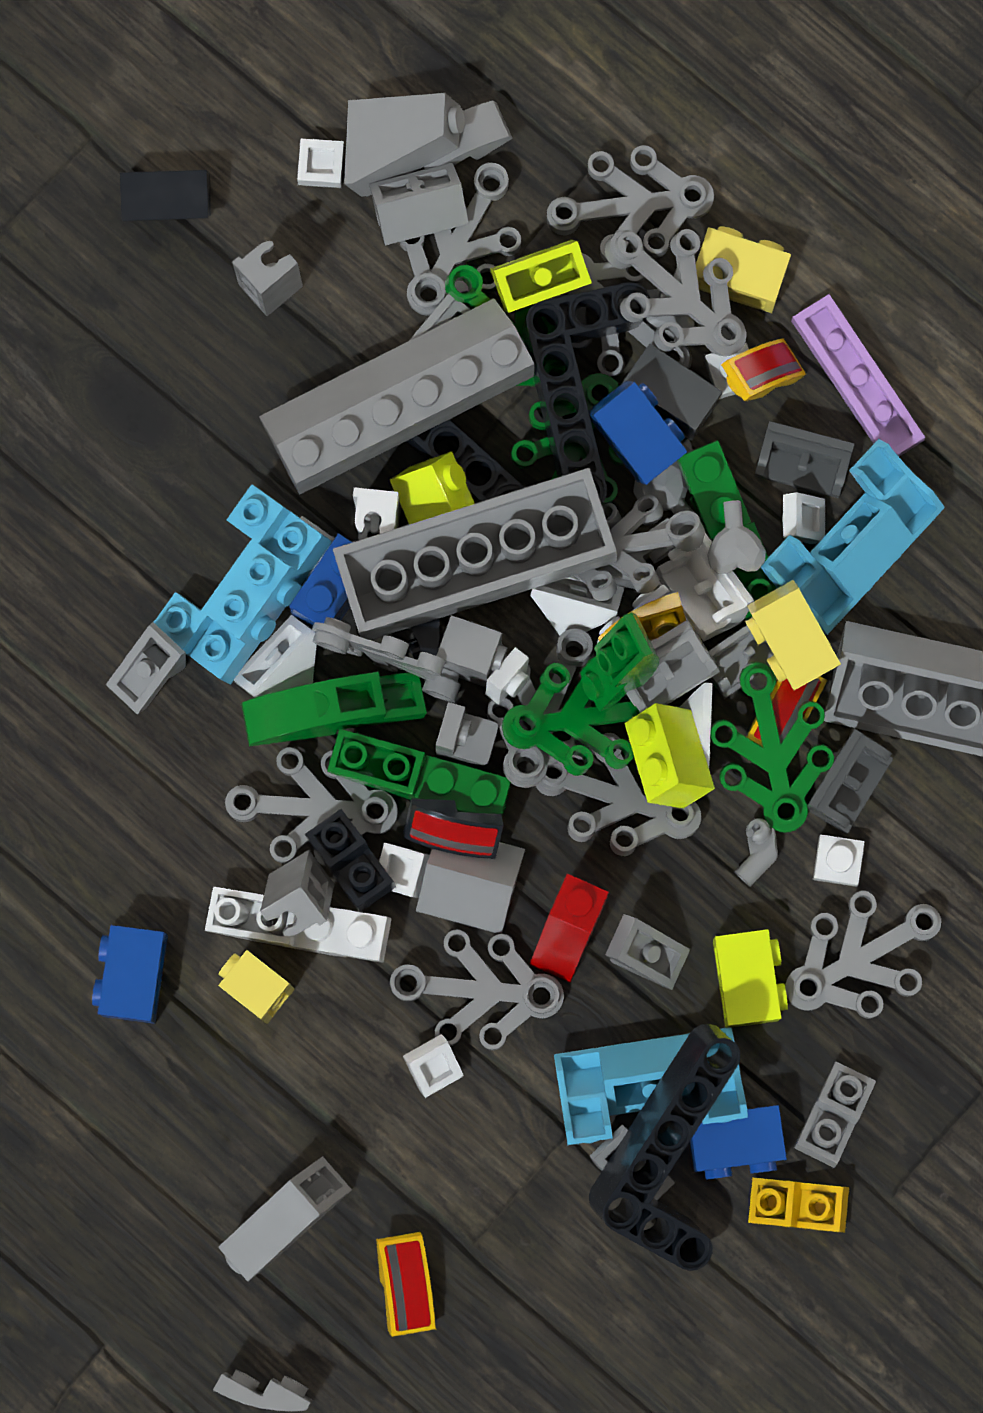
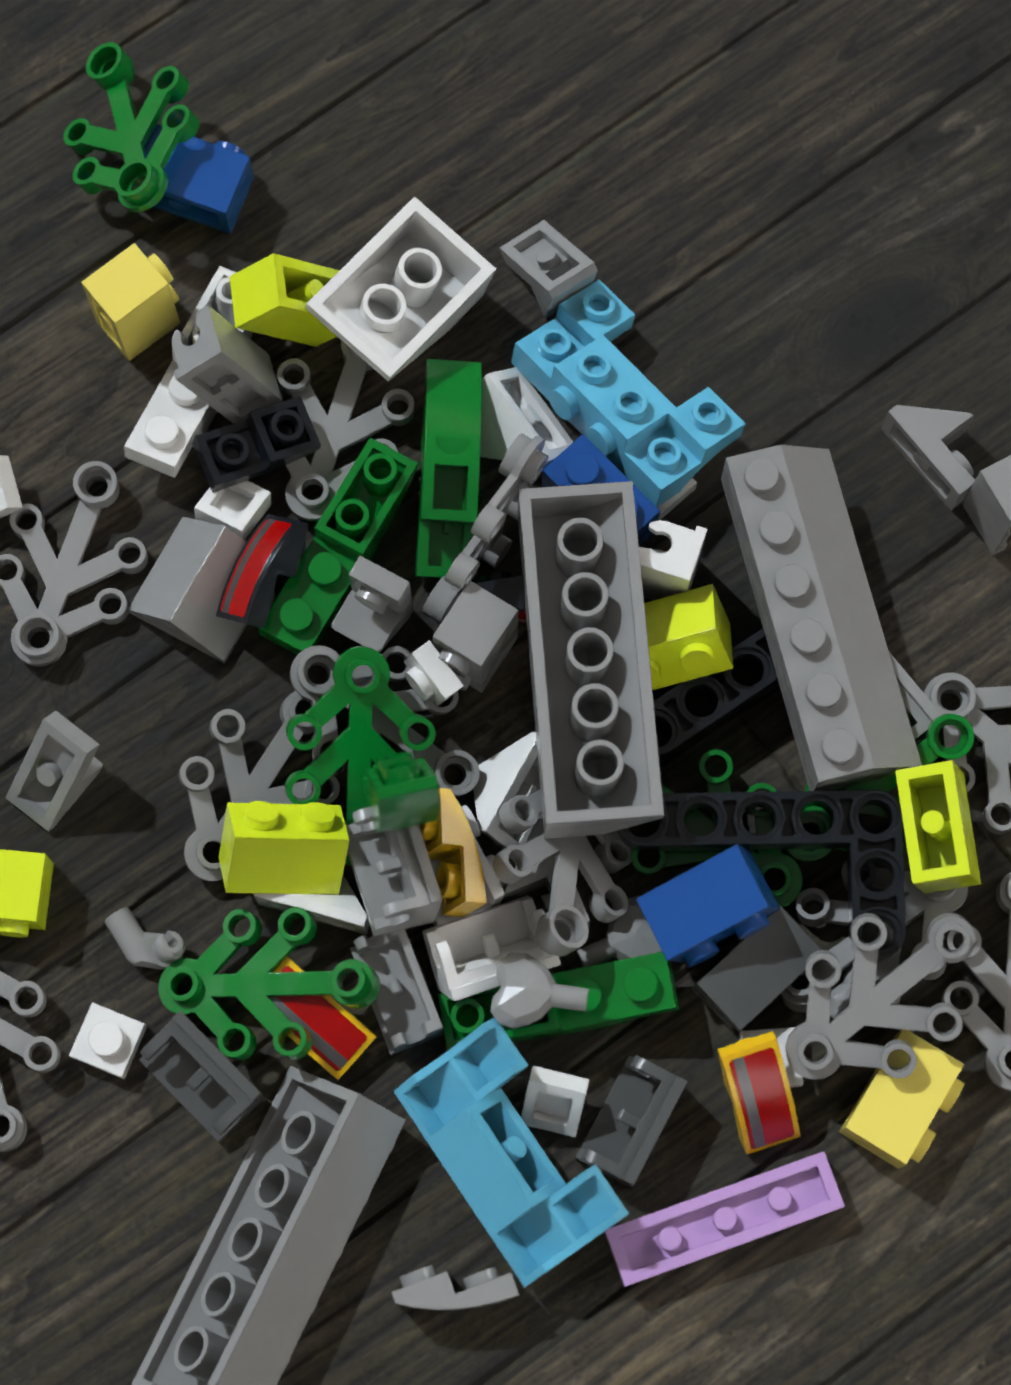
camera: 100 degrees right, 5 degrees down
(111, 1026) = (142, 177): none -> green plant
(202, 772) = (403, 290): none -> white slope
(228, 351) = (923, 440): none -> light grey slope
(228, 856) = (273, 299): none -> neon yellow brick
(569, 927) = (112, 685): red slope -> none
(792, 634) = (394, 1034): light yellow brick -> none
(962, 572) = (435, 1292): none -> light grey slope

